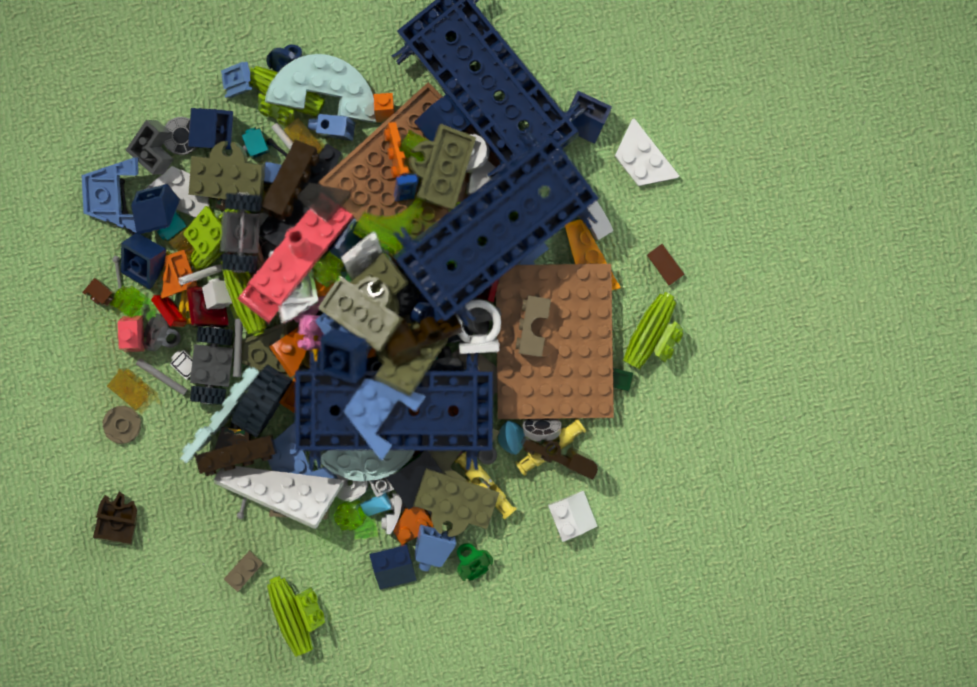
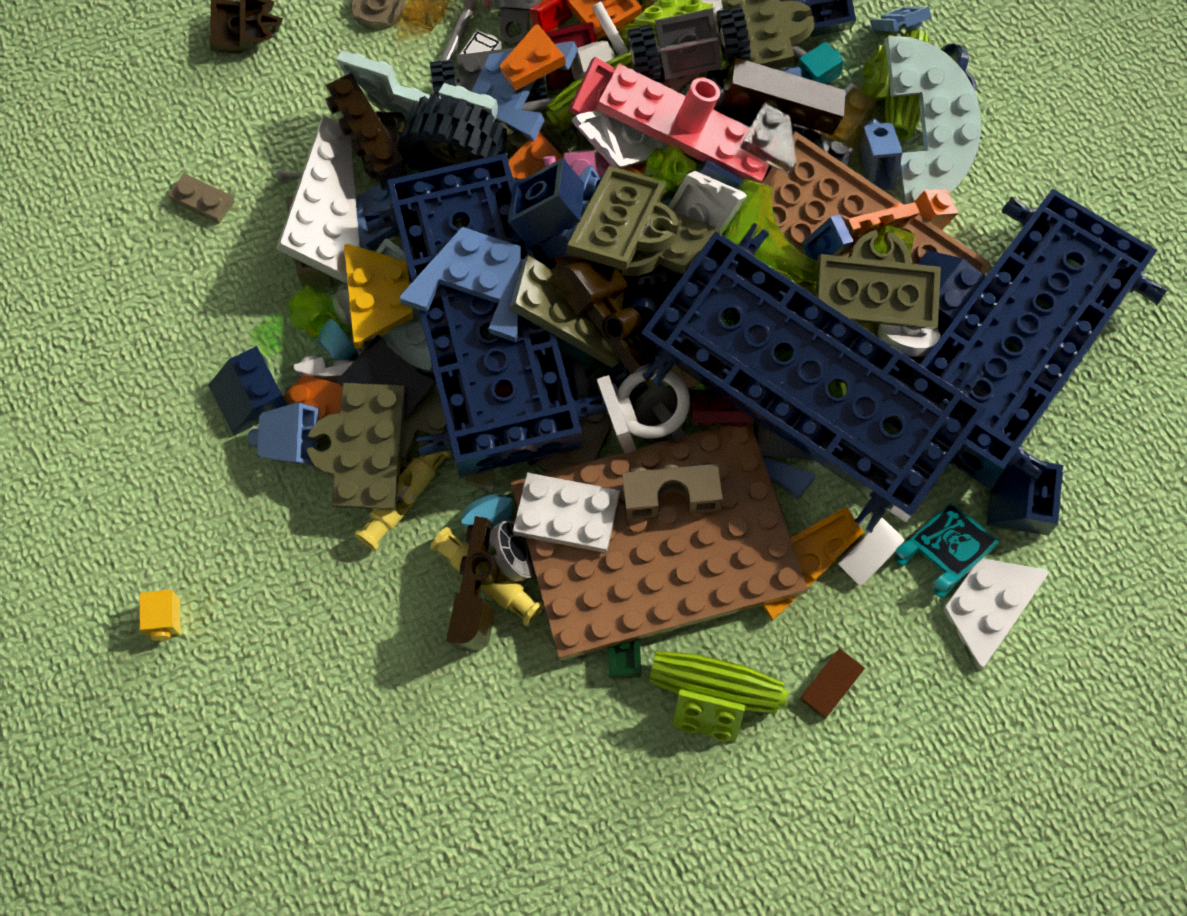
camera: 75 degrees right, 20 degrees down
(222, 336) = (531, 59): none -> orange wing
(226, 354) = (510, 101): none -> medium blue wing
(295, 614) = (148, 275): lime plate -> none
(357, 472) = (375, 292): none -> yellow wing
(473, 565) = (272, 503): green tile -> none
(487, 456) = (451, 488): dark grey tile -> none
(524, 643) = (159, 614): none -> yellow brick
(529, 391) = (566, 512): none -> white plate
(572, 515) = (382, 637): white slope -> none
(601, 169) = (951, 544): none -> flag

